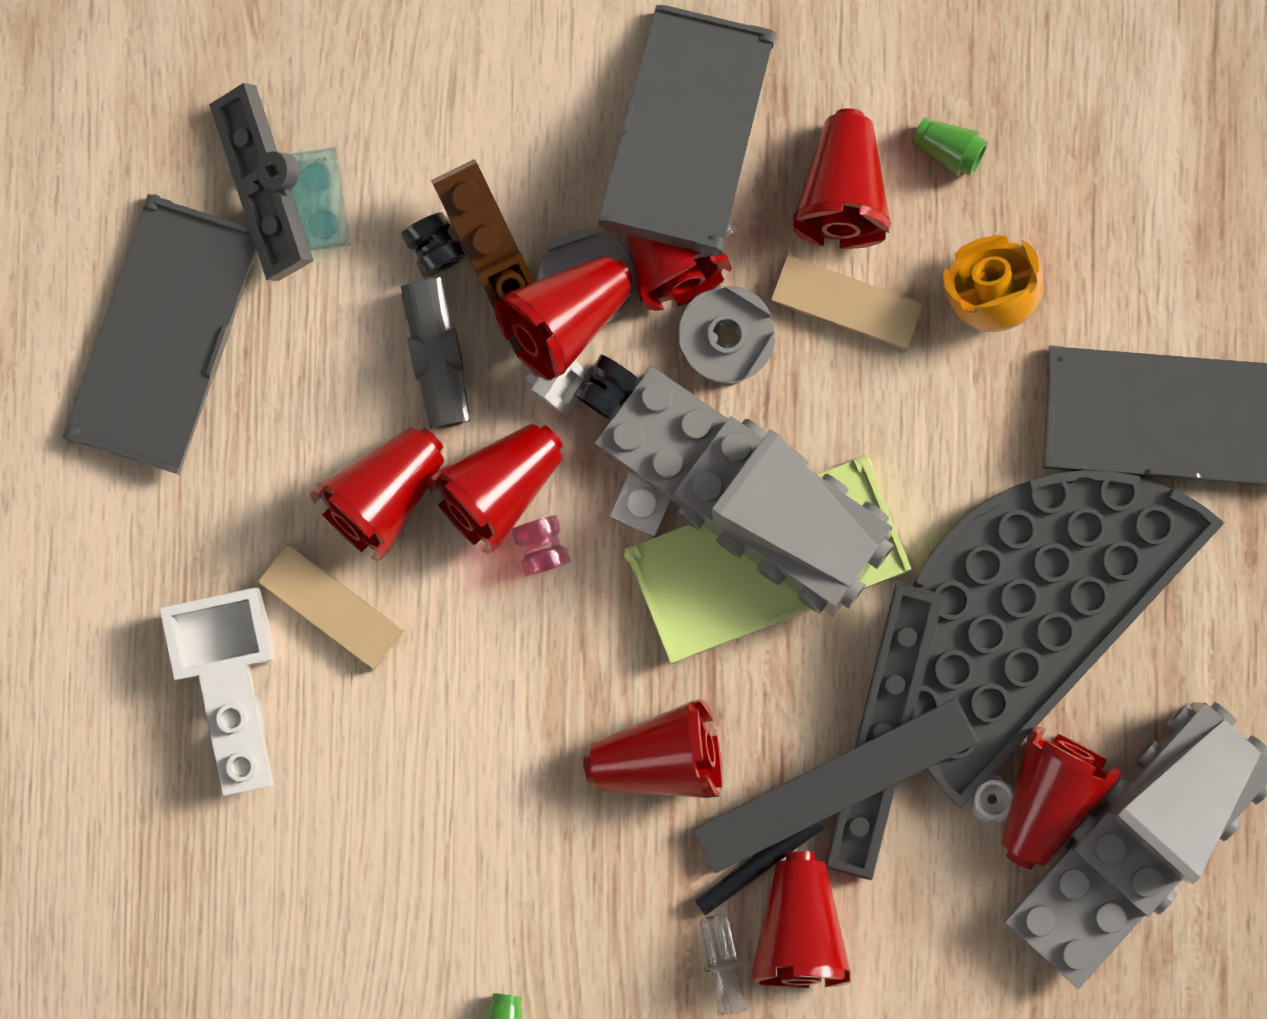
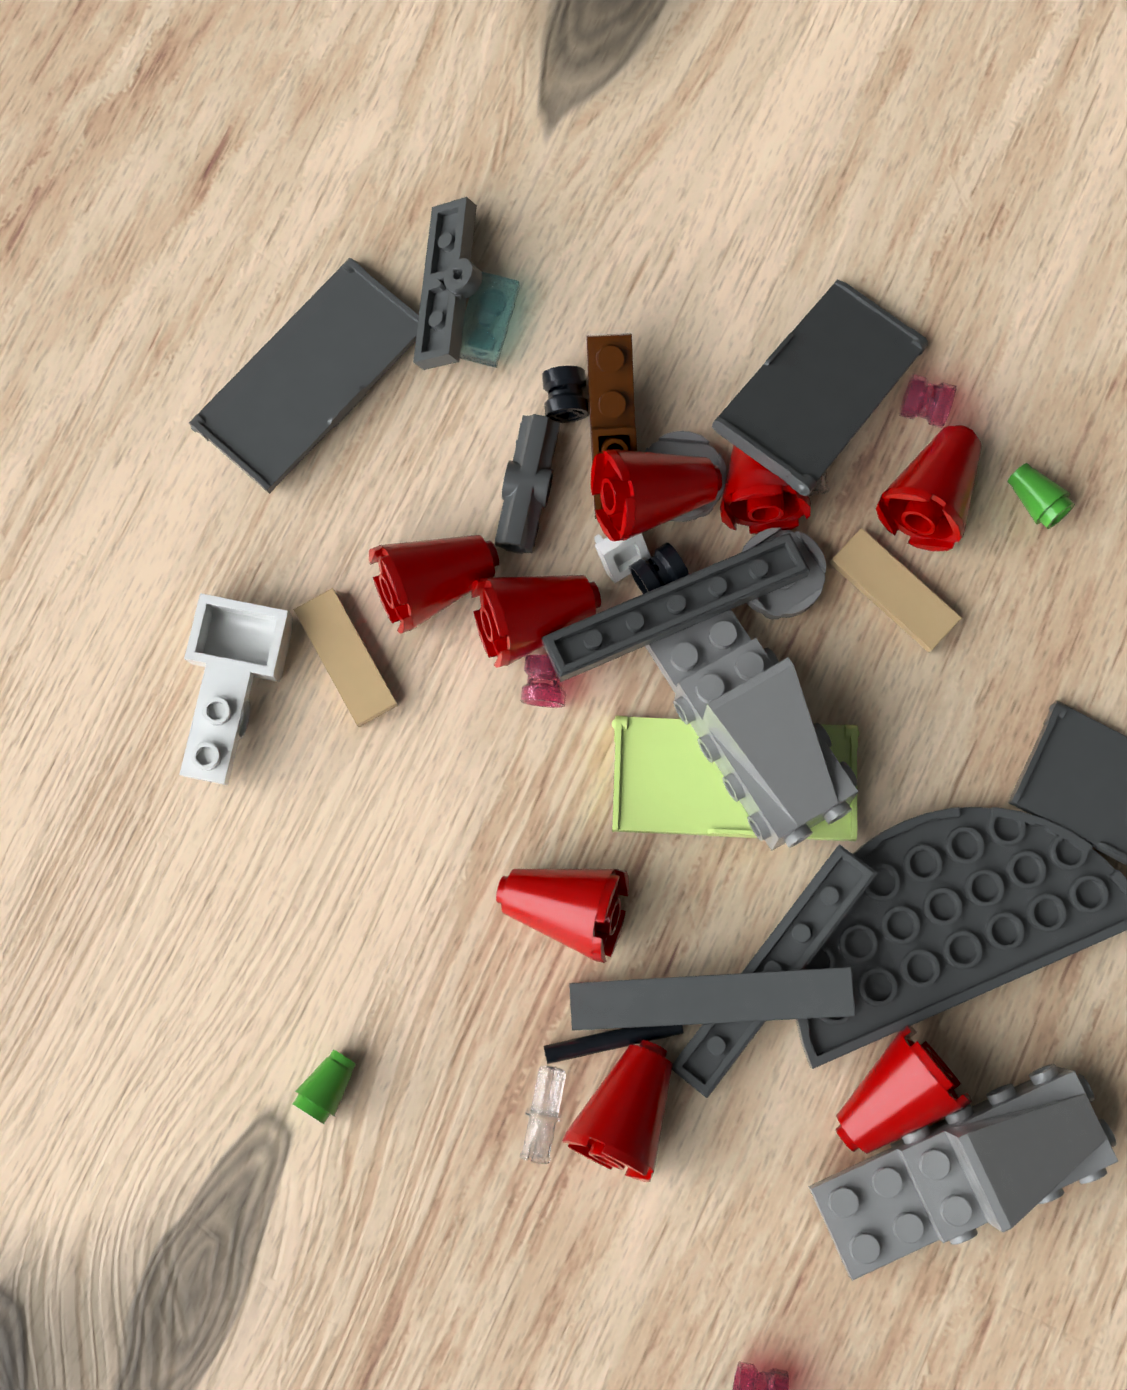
camera: 30 degrees right, 5 degrees down
(638, 418) = (674, 607): none -> dark grey tile
(640, 506) = (644, 685): white plate -> none
(799, 95) = (927, 400): none -> clear pink wheel
(994, 283) = (1033, 624): light orange cylinder -> none
(997, 811) = (843, 1086): white plate -> none

